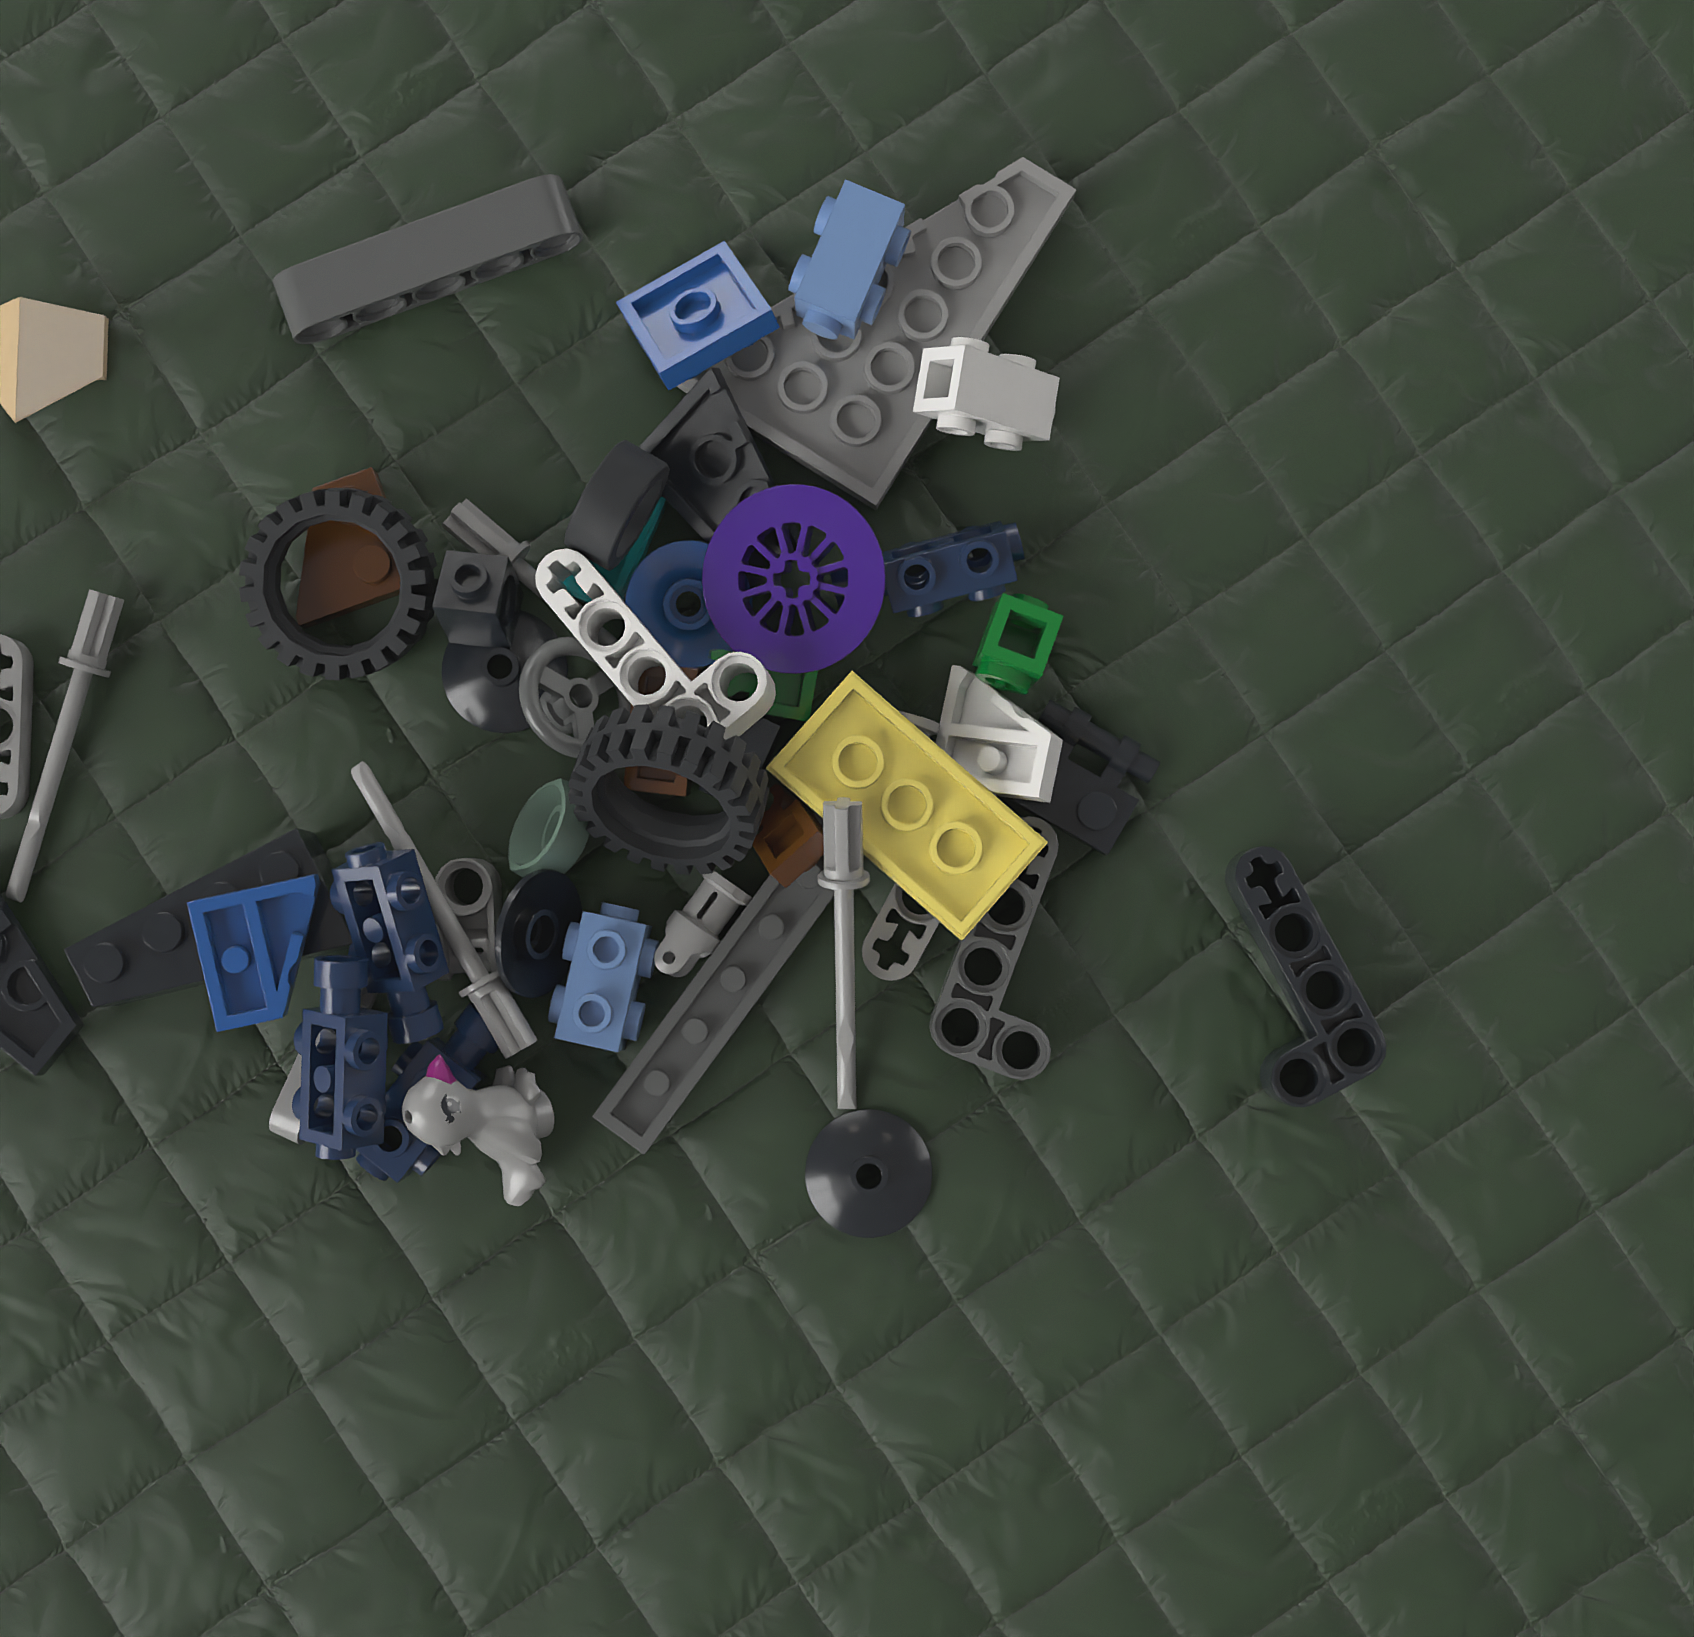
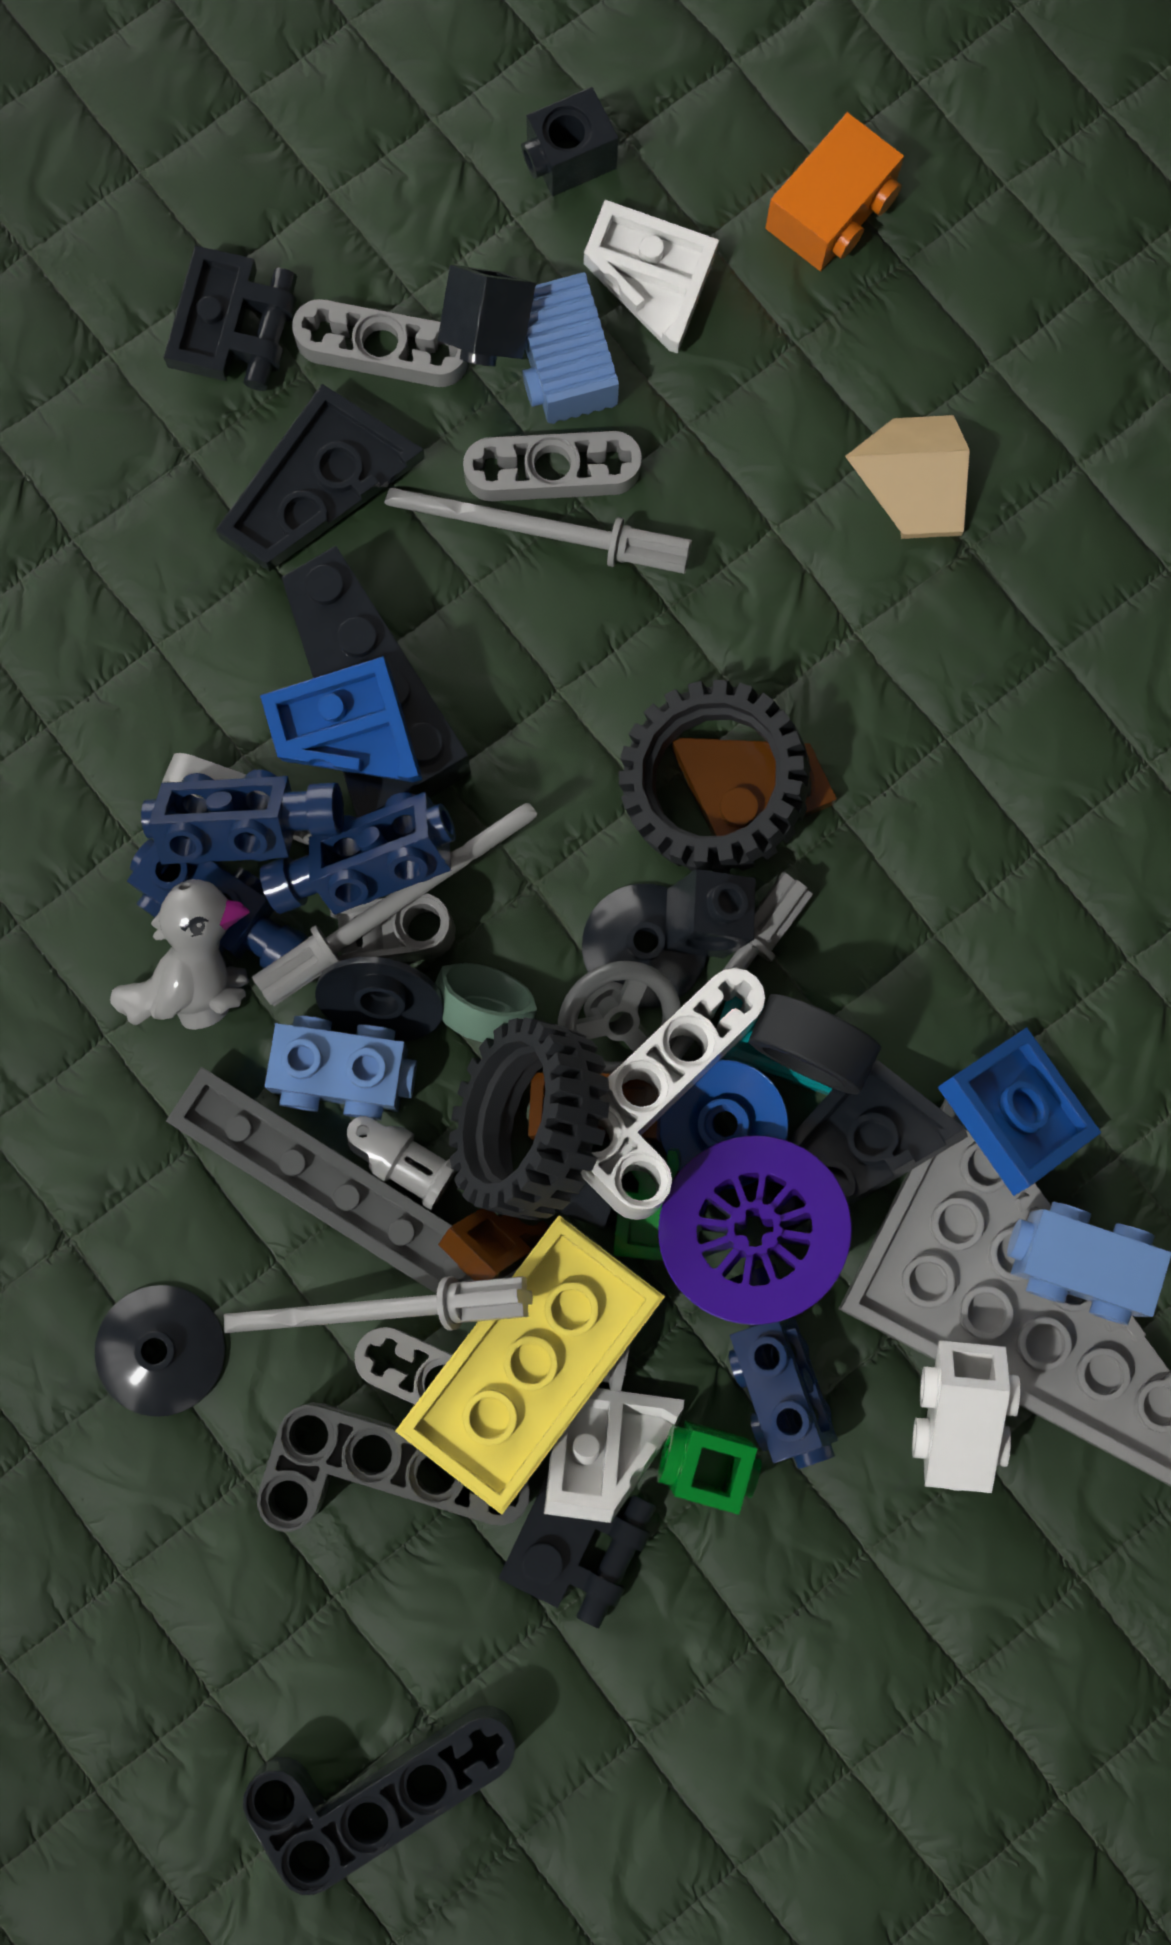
camera: 80 degrees right, 5 degrees down
(427, 259) = (1051, 839): dark grey beam -> none

